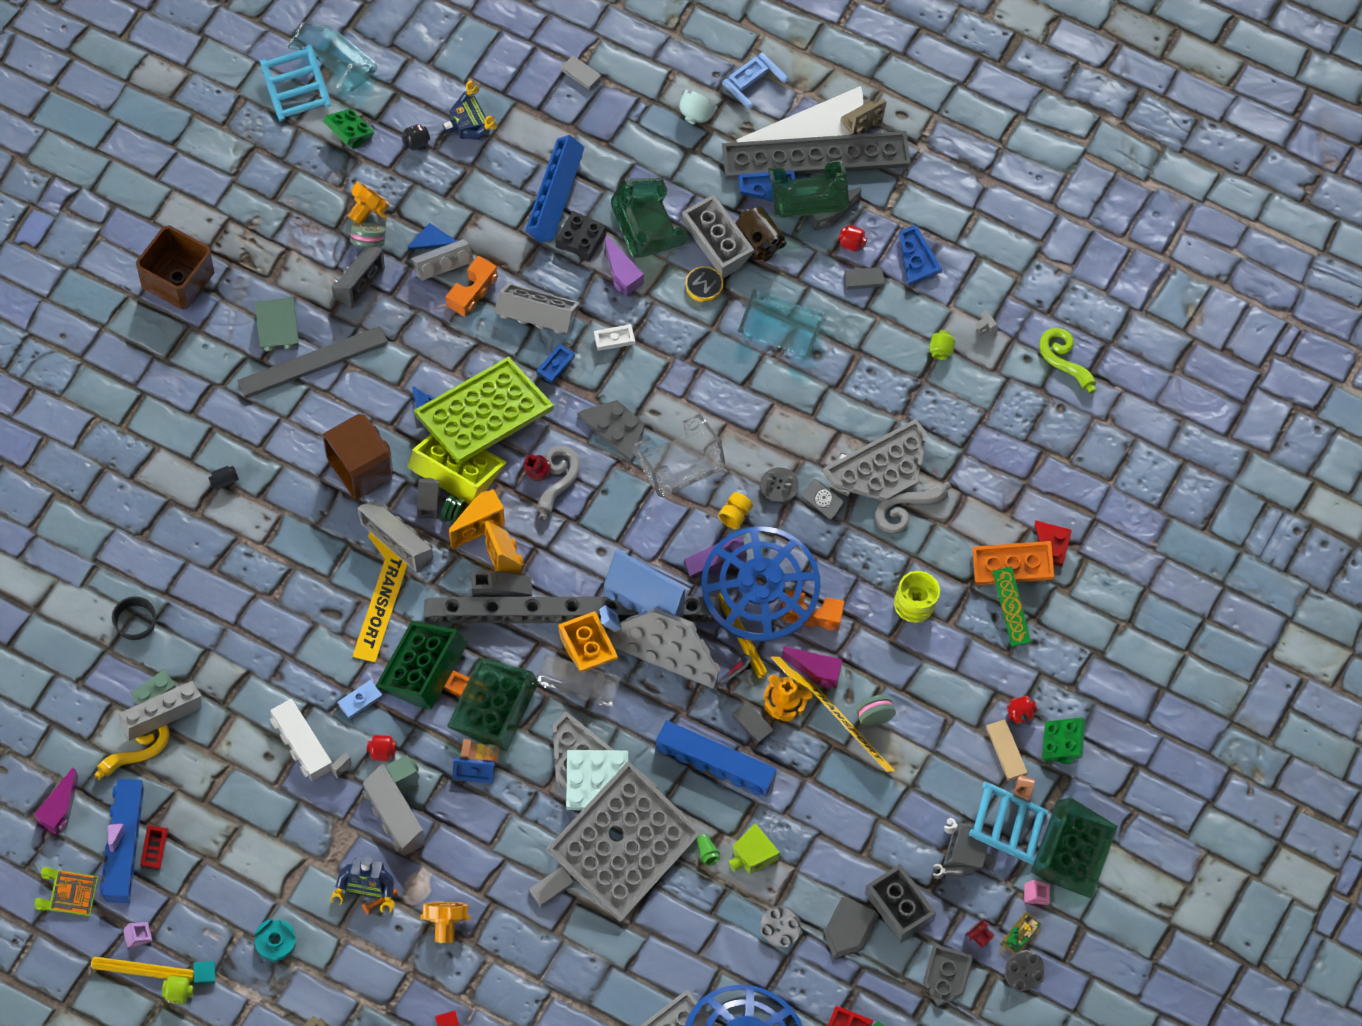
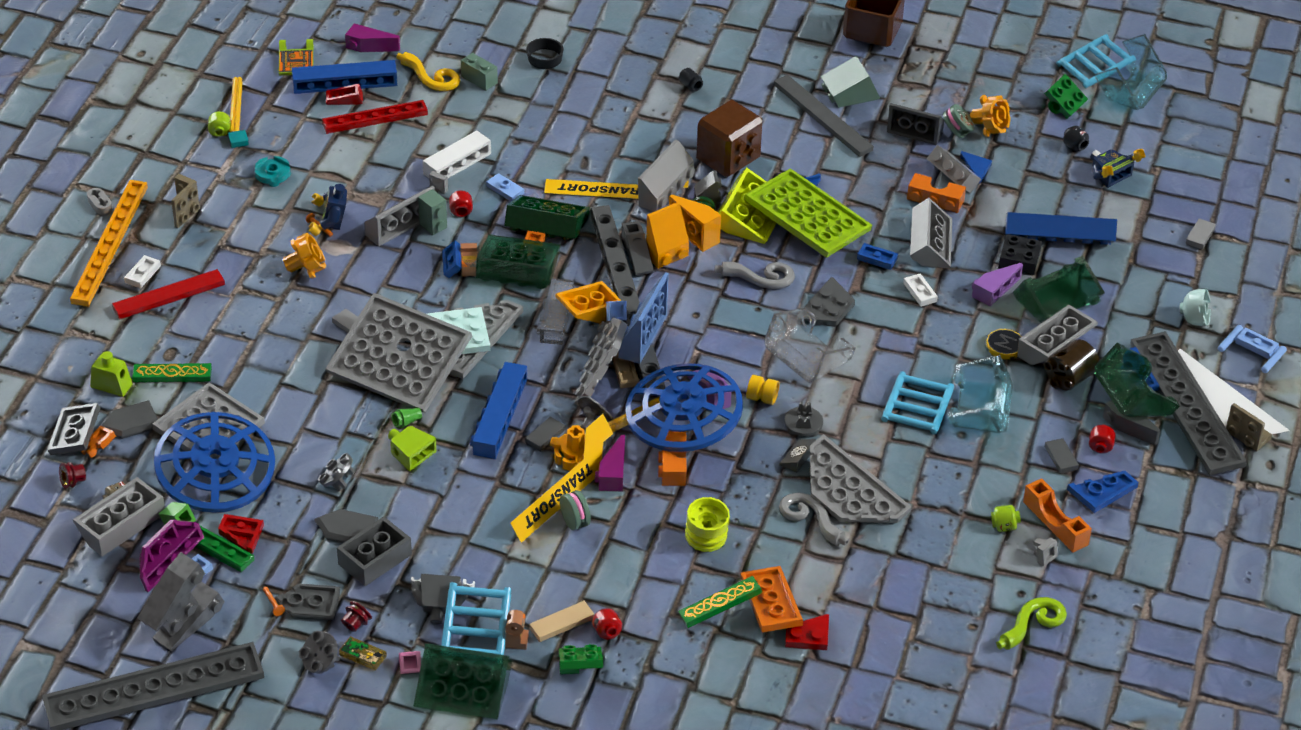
camera: 80 degrees right, 20 degrees down
(115, 834) = (339, 60): lavender slope -> none
(137, 934) = (266, 99): lavender slope -> none
(160, 710) = (461, 73): light grey brick -> none
(199, 818) = (374, 116): none -> red tile
(537, 467) = (764, 255): dark red piece -> none
(772, 358) = (937, 414): none -> medium azure bar
(940, 1009) = (278, 609): none -> orange pin
(969, 296) = (1042, 502): none -> orange arch

